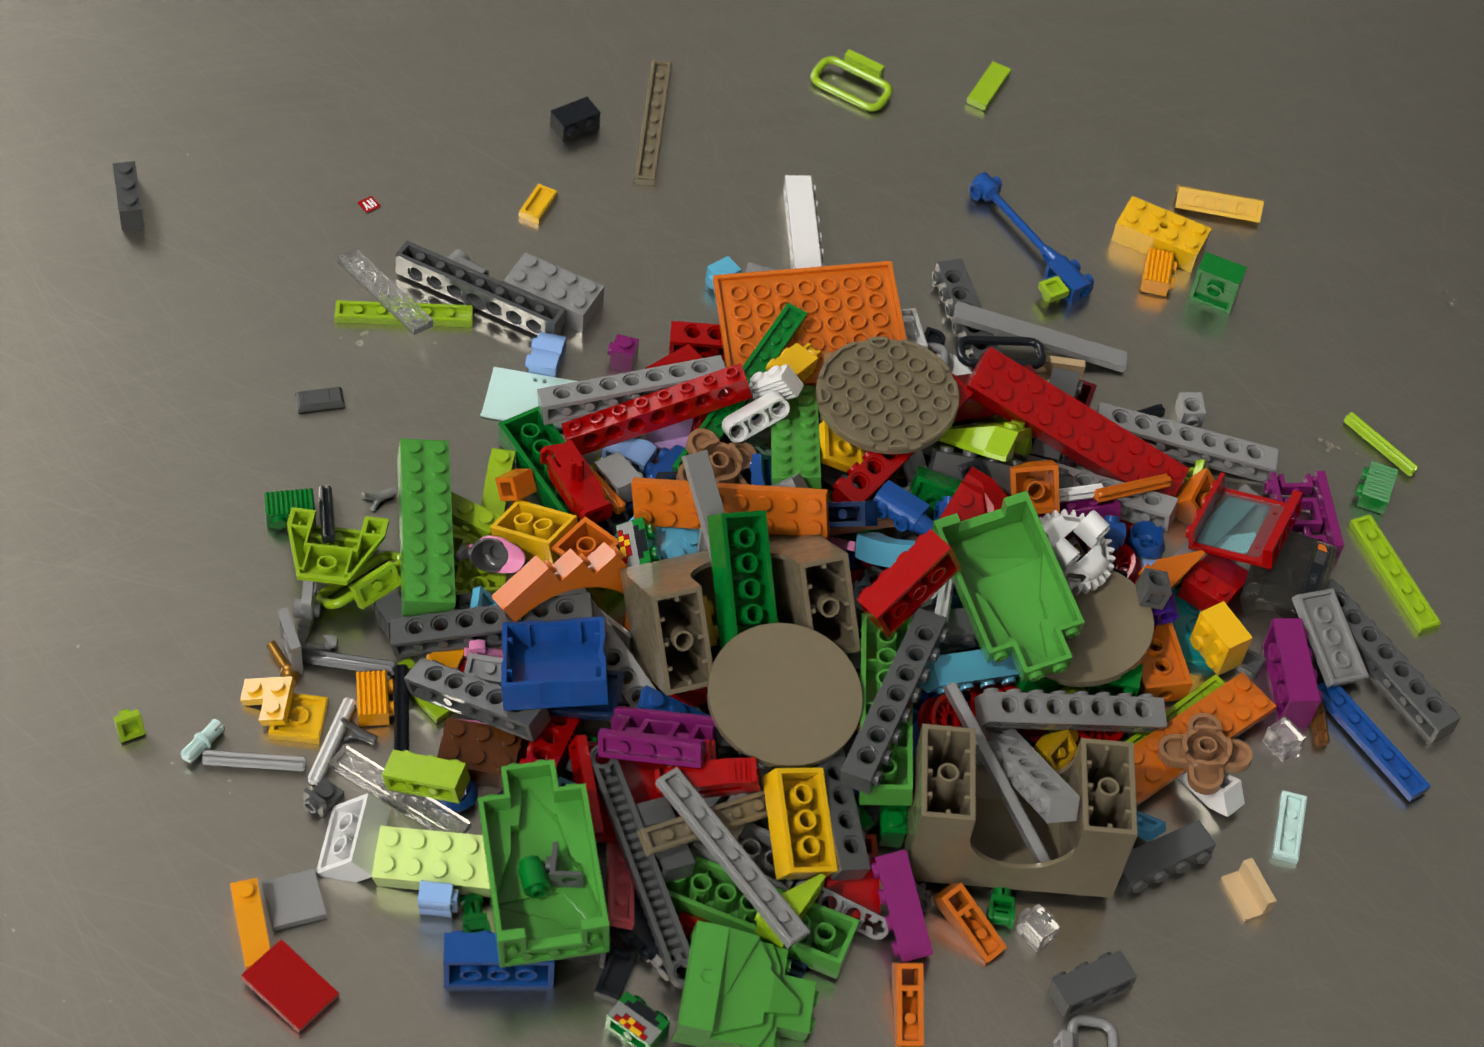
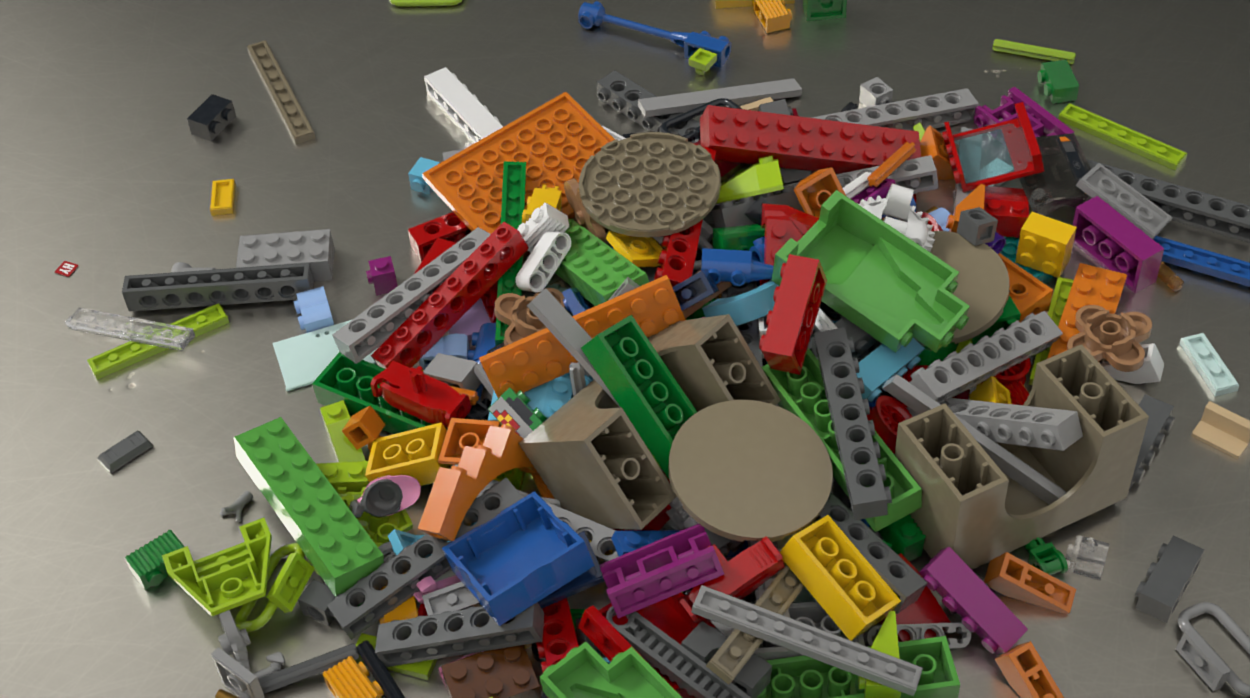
camera: 20 degrees left, 5 degrees down
(326, 514) = (199, 545): black axle -> none
(1146, 540) = (929, 200): blue hair -> none
(1251, 664) = (1078, 256): dark grey tile -> none
(1284, 739) = (1151, 298): clear brick -> none

